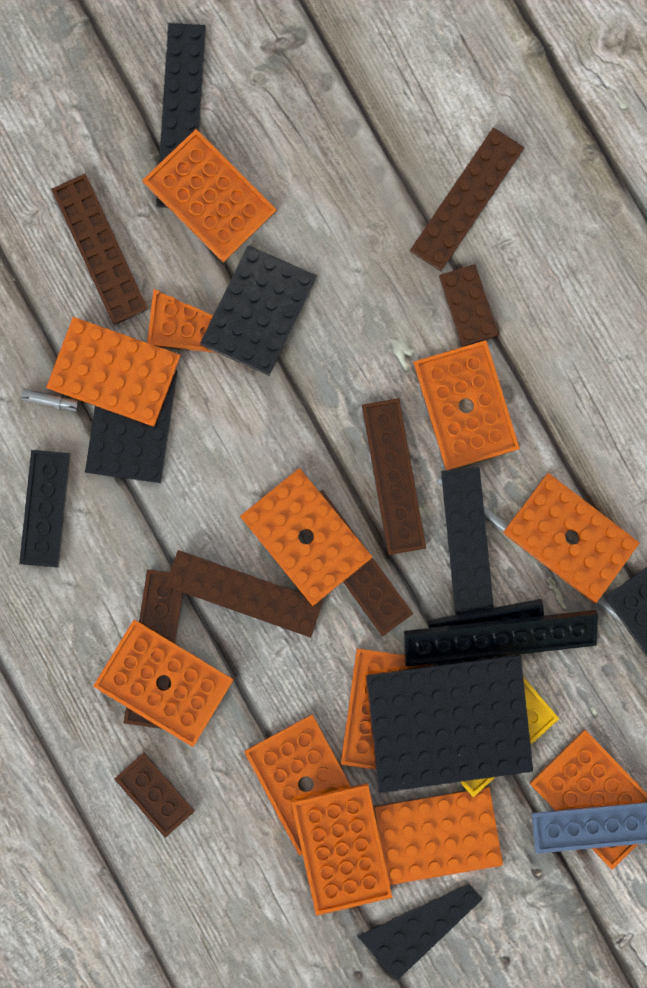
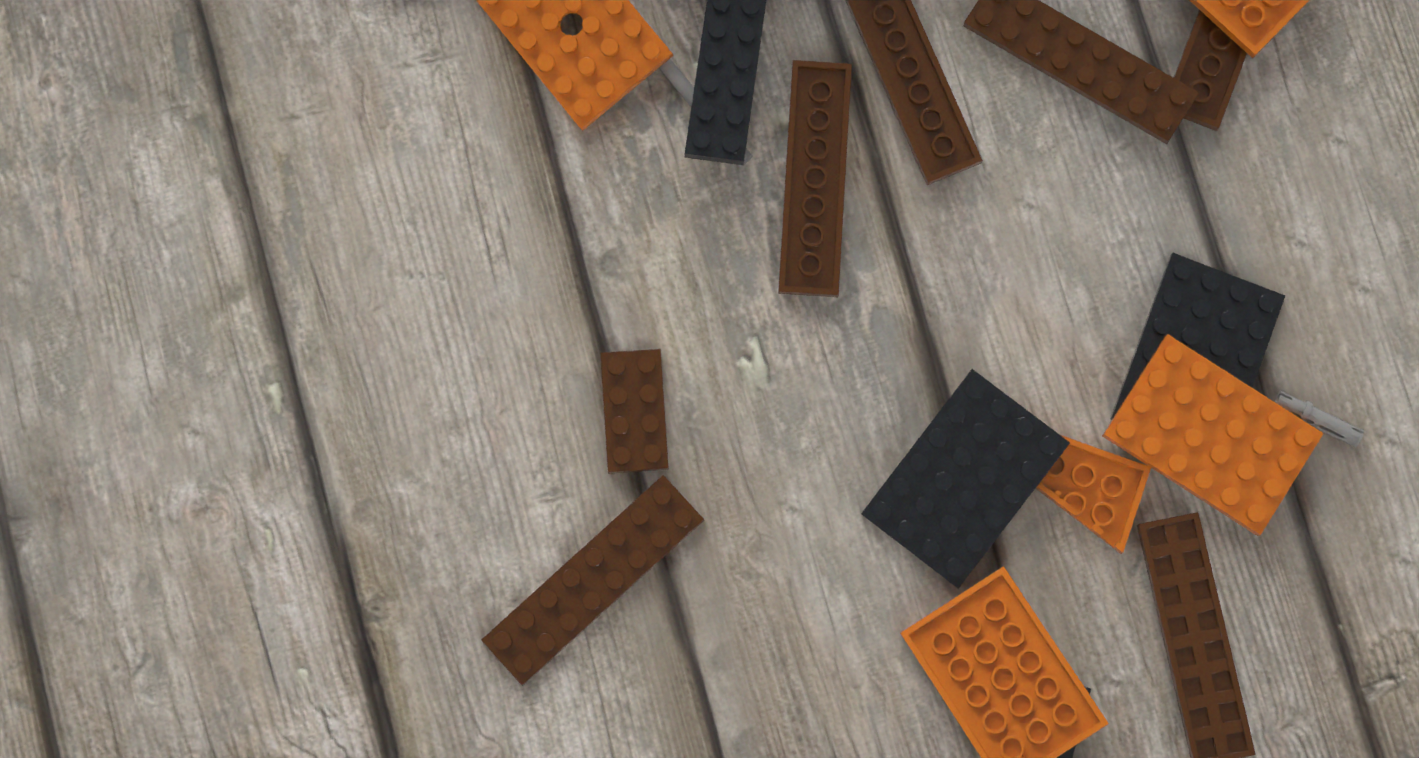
camera: 170 degrees left, 5 degrees down
(44, 508) = (1356, 256): black plate -> none
(314, 566) = (977, 162): orange plate -> none
(470, 376) = (686, 211): orange plate -> none

